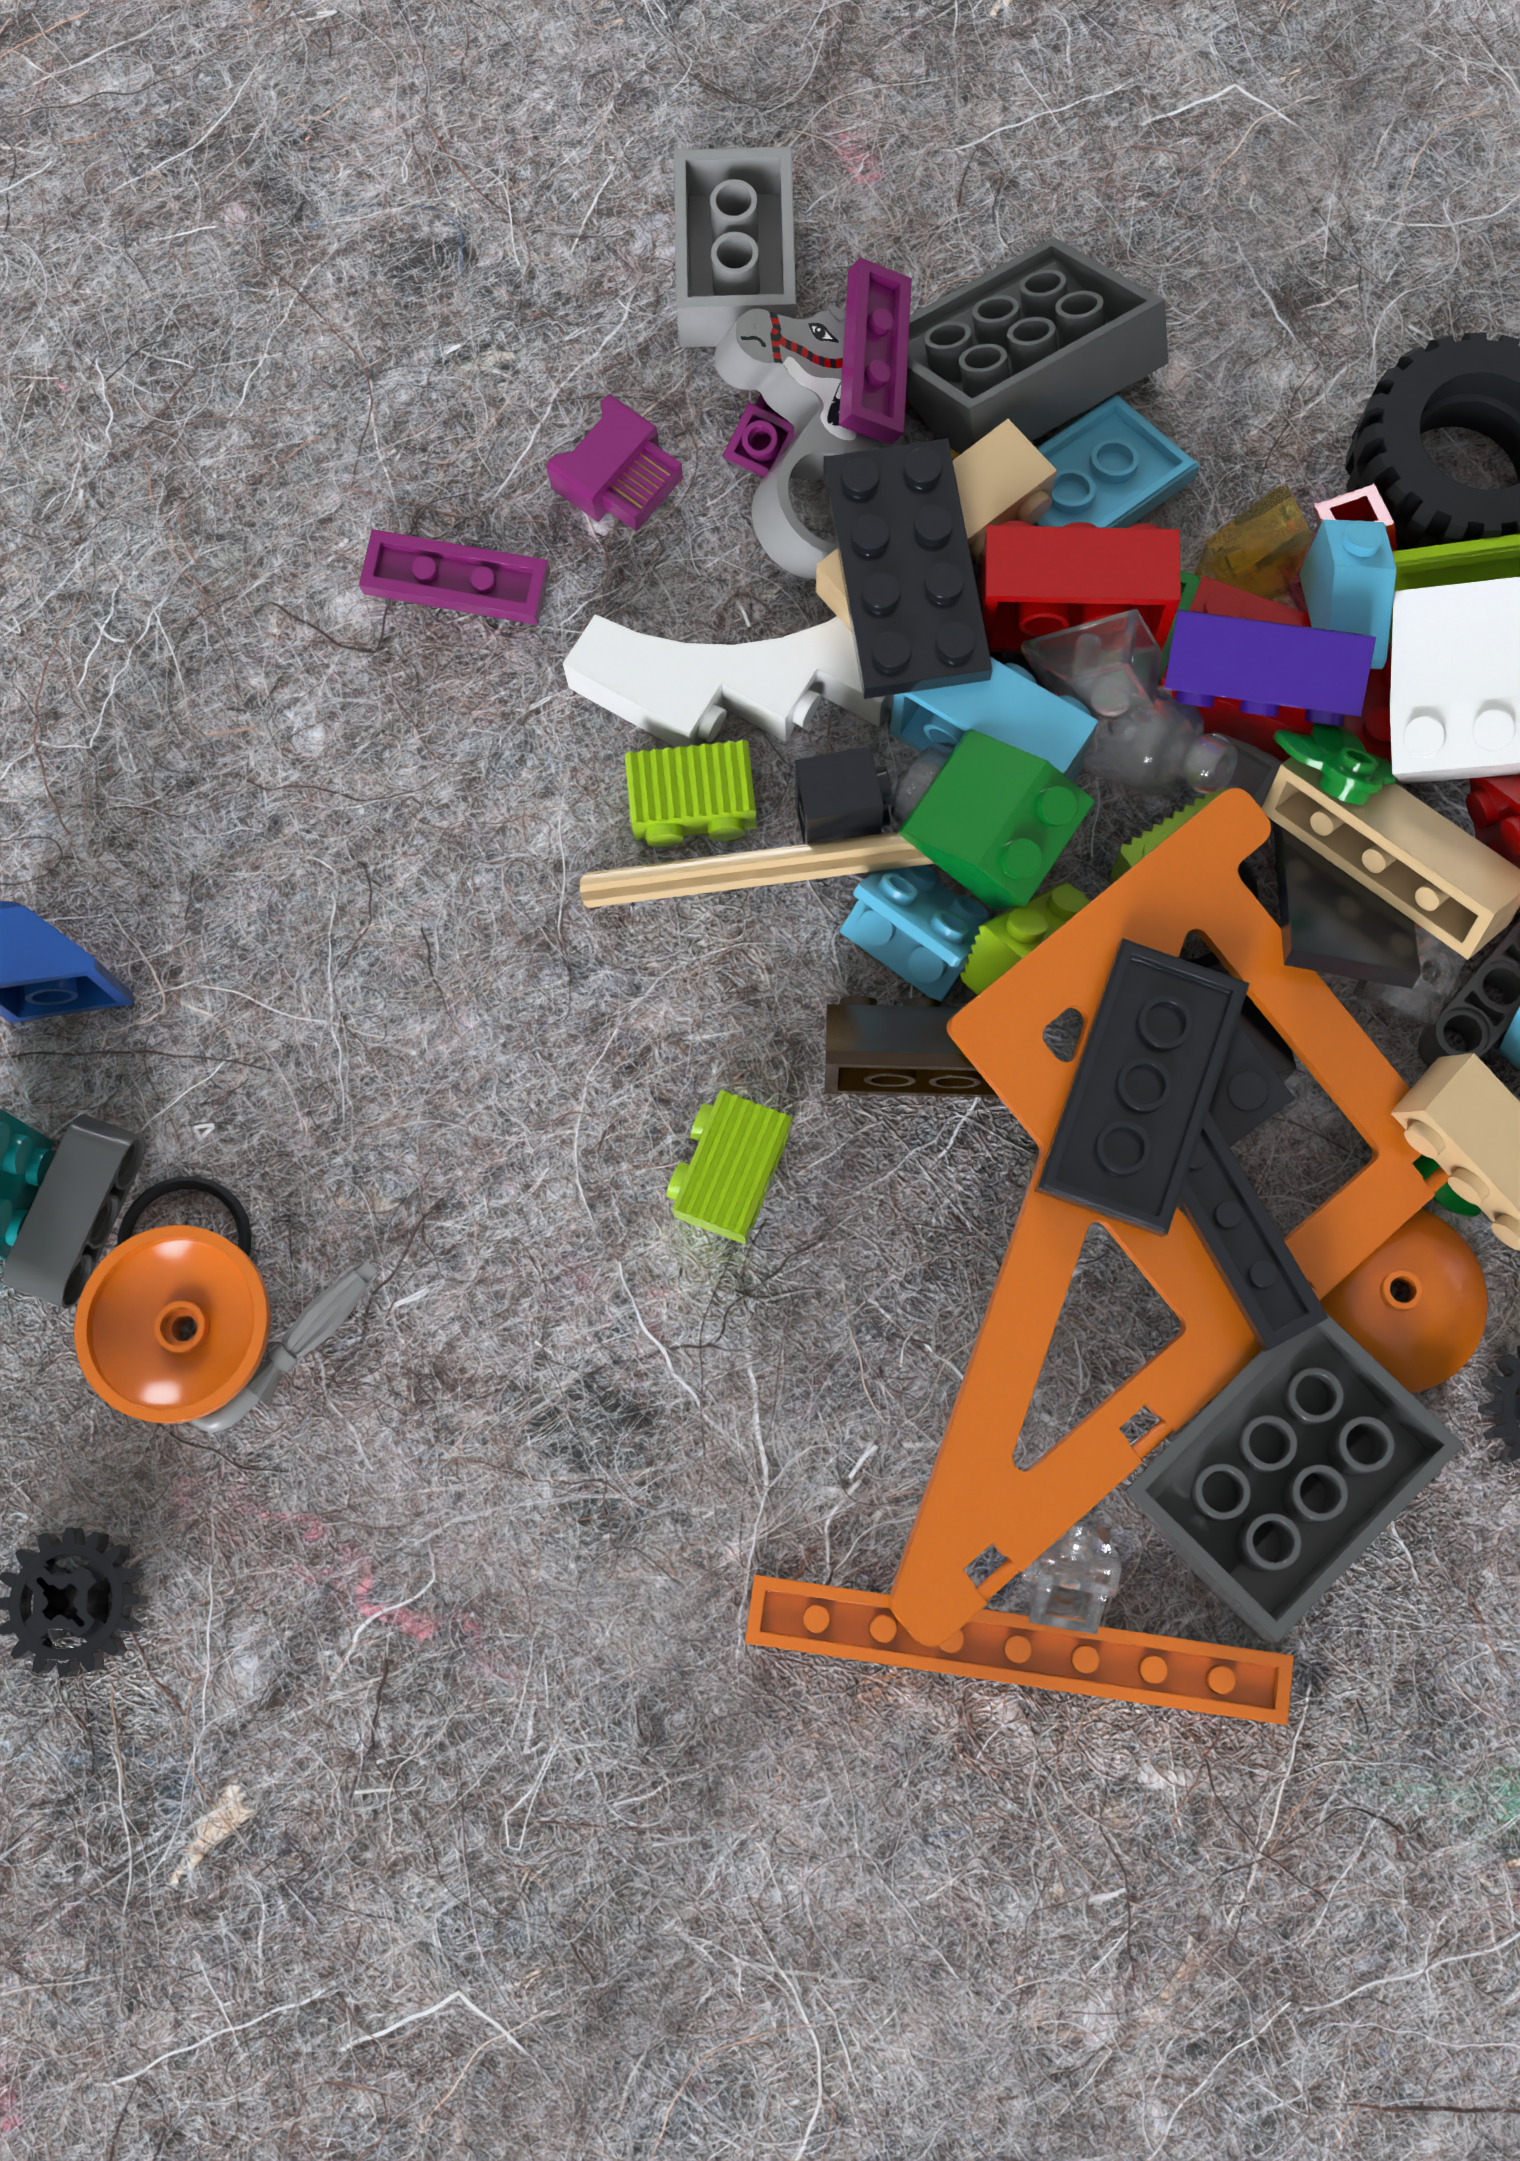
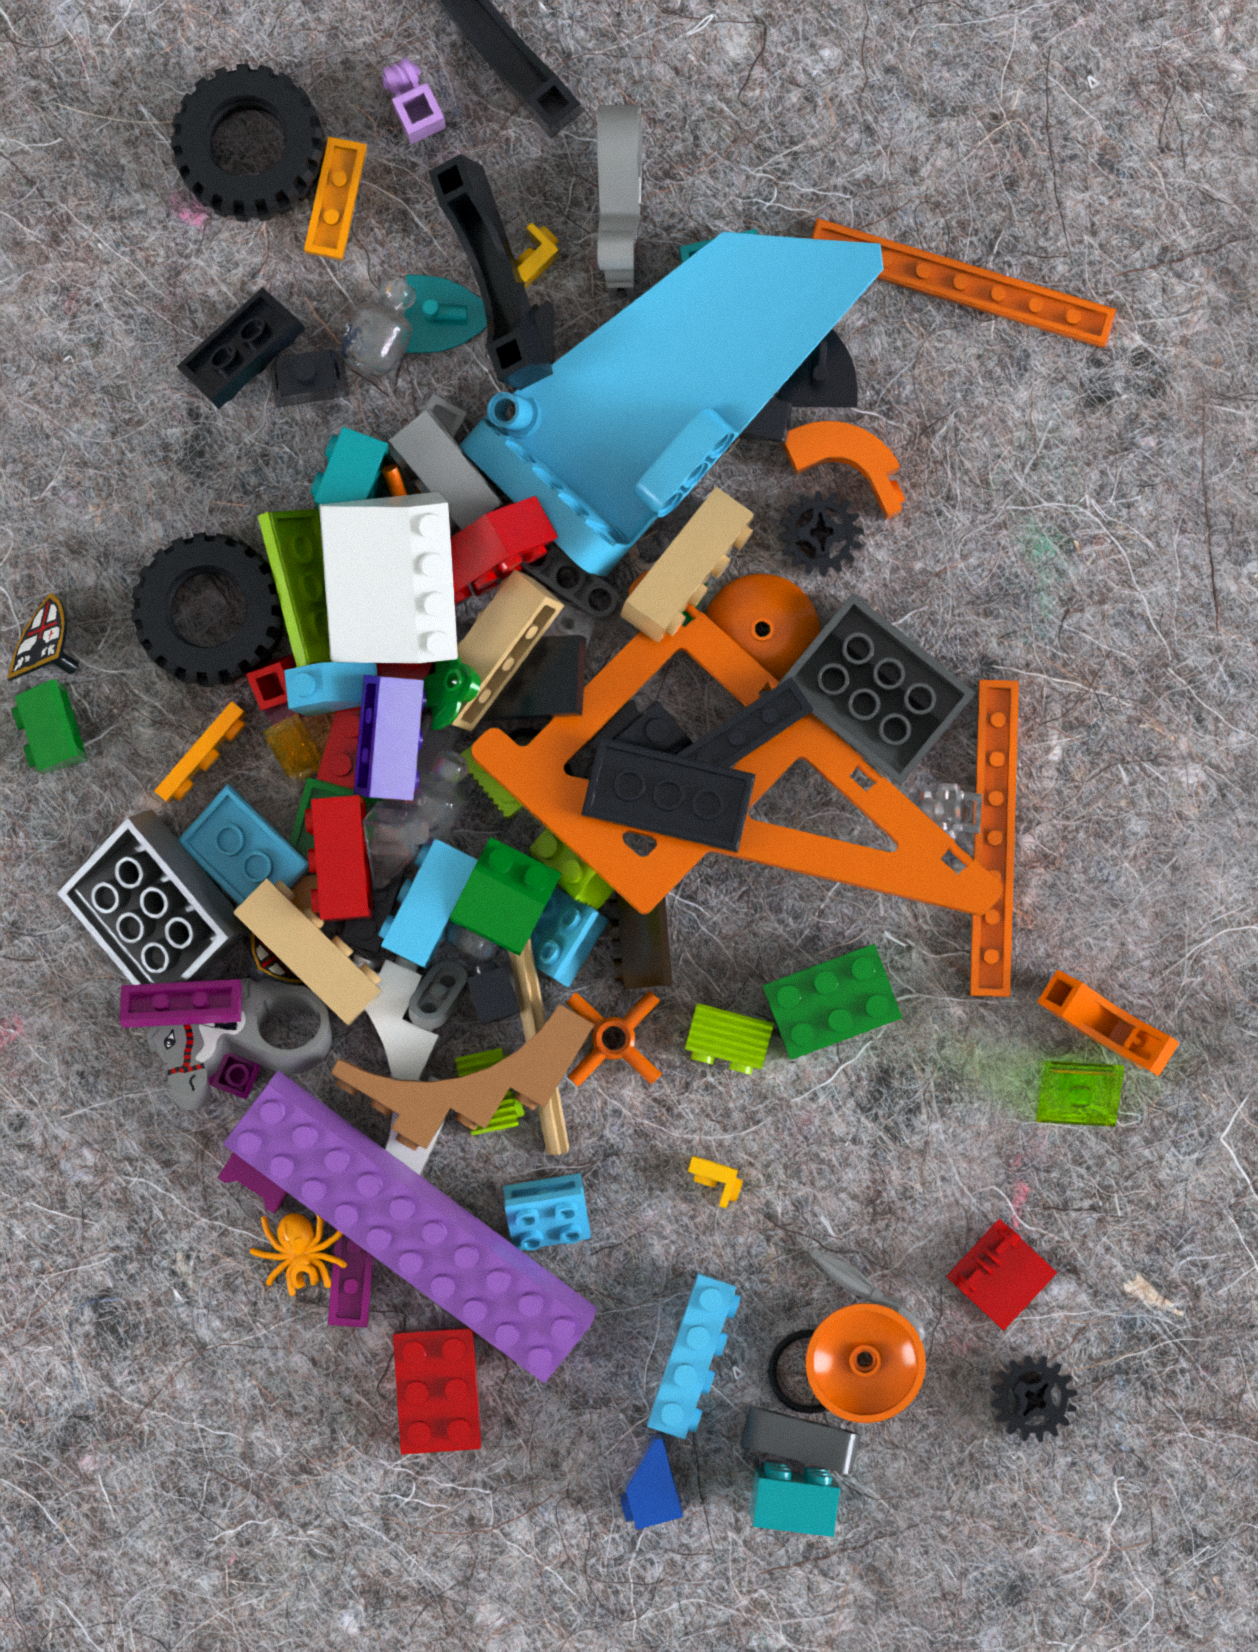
camera: 105 degrees left, 10 degrees up
(234, 1052) = (691, 1355): none -> medium azure brick
(247, 673) = (437, 1390): none -> red brick
(285, 1573) = (1001, 1274): none -> red hinge
(494, 858) = (546, 1212): none -> medium azure bracket
(495, 644) = (411, 1226): none -> medium lavender brick
(501, 507) = (299, 1250): none -> light orange animal
(518, 1118) = (710, 1172): none -> yellow bracket
(568, 1746) = (1078, 1093): none -> clear neon green slope
(676, 675) = (424, 1105): none -> medium nougat arch
(676, 1813) = (1107, 1023): none -> orange arch
(732, 238) = (98, 1107): light grey brick -> none
(745, 965) = (627, 1051): none -> orange bar
(769, 1337) = (831, 1002): none -> green brick
(846, 720) = (435, 997): none -> light grey plate
(907, 569) = (347, 967): black plate -> none
(1247, 433) = (202, 754): none -> light orange plate
(1304, 237) = (50, 727): none -> green slope
(1415, 251) = (43, 641): none -> shield

